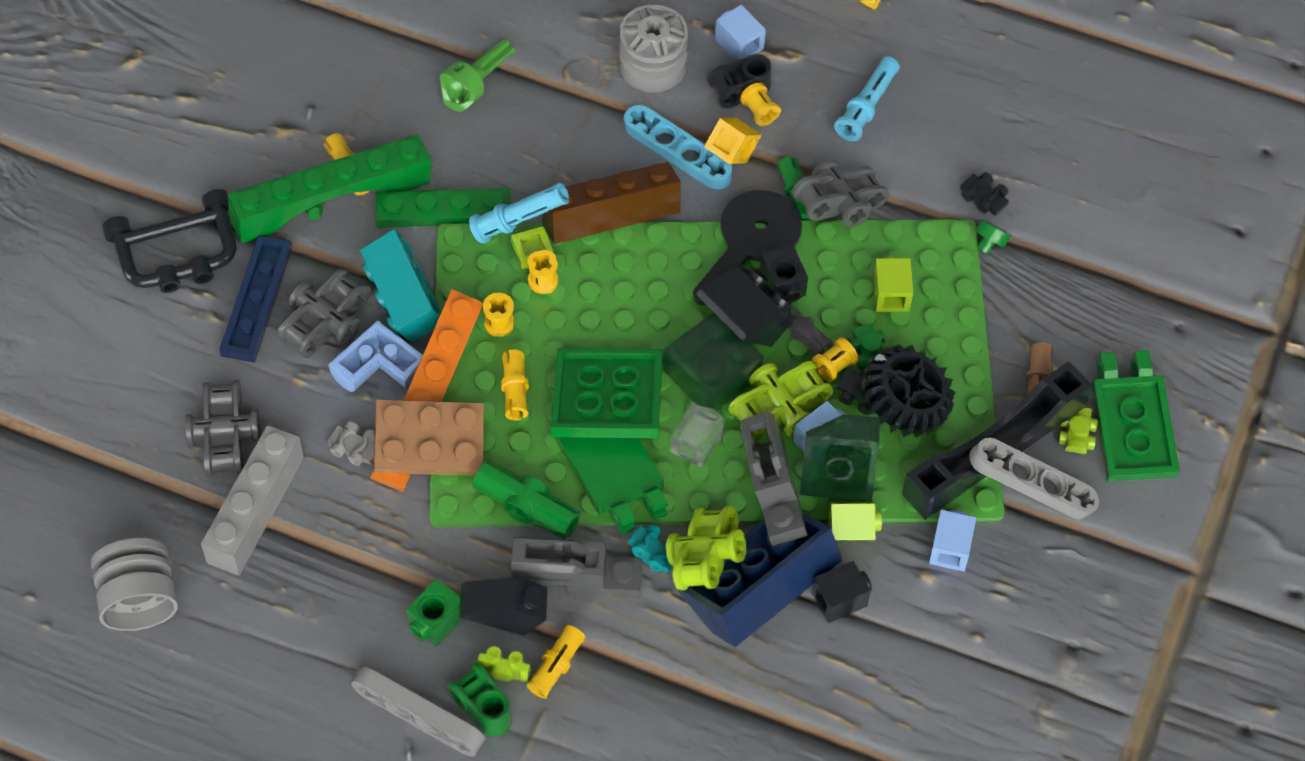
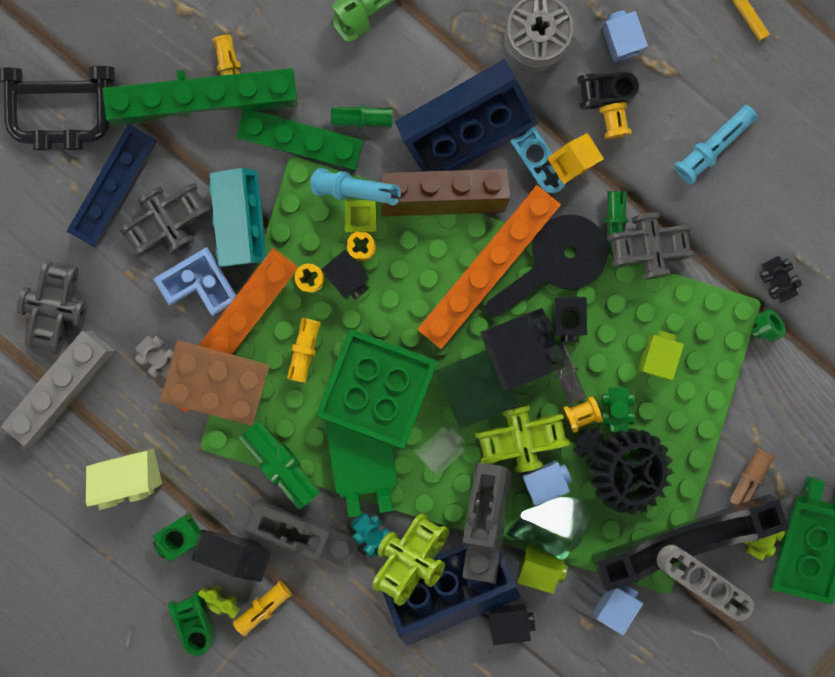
camera: 25 degrees right, 30 degrees up
(355, 567) = (122, 477): none -> yellowish green slope
(418, 711) = (140, 617): light grey beam -> none
(501, 168) = (361, 116): none -> green axle
(537, 301) = (346, 276): none -> black brick
(613, 133) = (467, 120): none -> dark blue slope
(681, 261) = (489, 266): none -> orange plate

